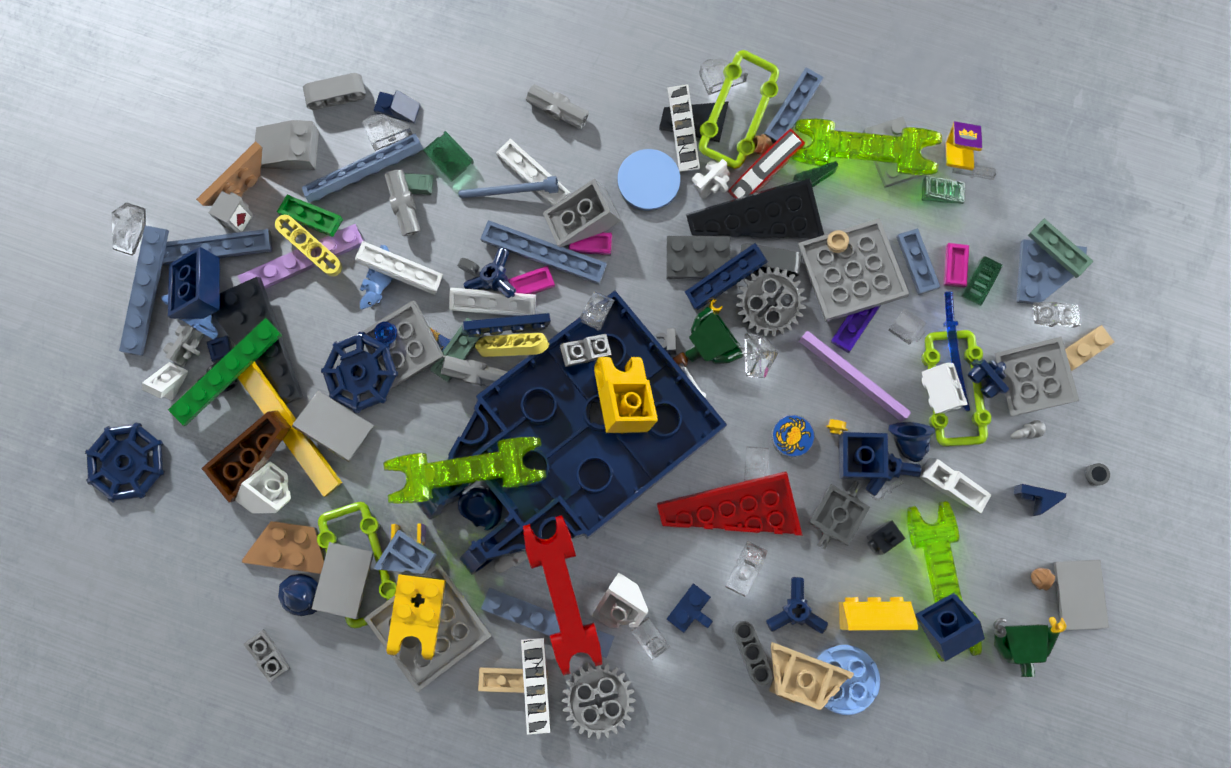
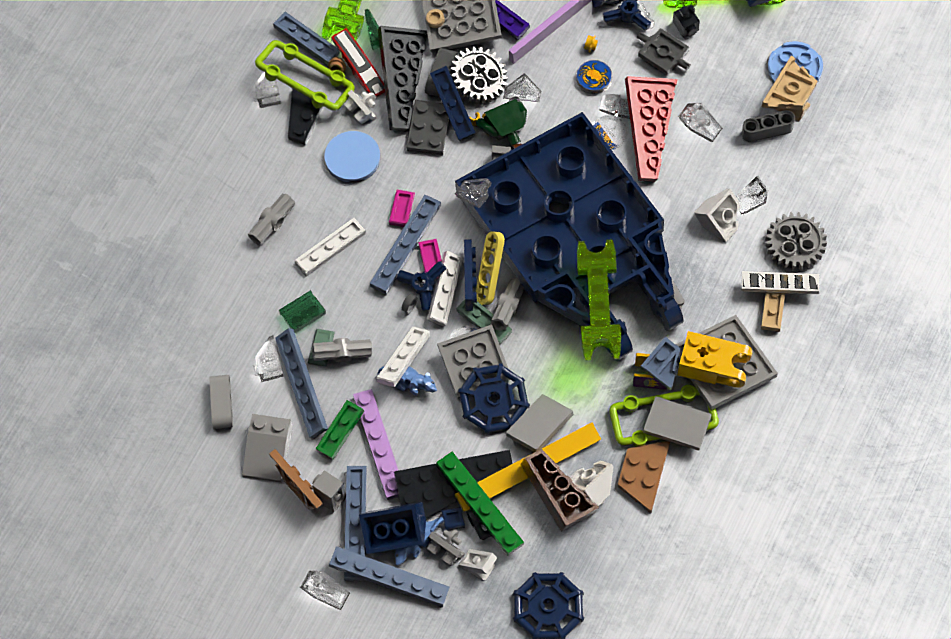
camera: 80 degrees left, 15 degrees down
(267, 655) = (735, 496): light grey slope -> none
(298, 594) = (685, 467): dark blue piece -> none
(308, 245) = (372, 431): light yellow beam -> none
(385, 332) = (462, 370): clear blue tile -> none
(397, 106) = (245, 352): slope -> none
(480, 507) = (628, 307): dark blue piece -> none
(532, 616) = (728, 275): sand blue plate -> none
(548, 185) = (346, 229): sand blue piece -> none
(573, 635) = (736, 244): red piece -> none
(582, 214) = (378, 208): light grey slope -> none
(585, 350) = (505, 205): light grey slope -> none
(625, 396) = (548, 178): yellow brick -> none
(683, 128) = (312, 120): tile -> none
(690, 609) = (729, 168): dark blue plate -> none
(720, 462) = (611, 130): none -> clear tile
(806, 617) = (737, 90): dark blue bush -> none
(863, 455) = (618, 25): dark blue slope -> none
(876, 614) = (747, 34): yellow slope -> none

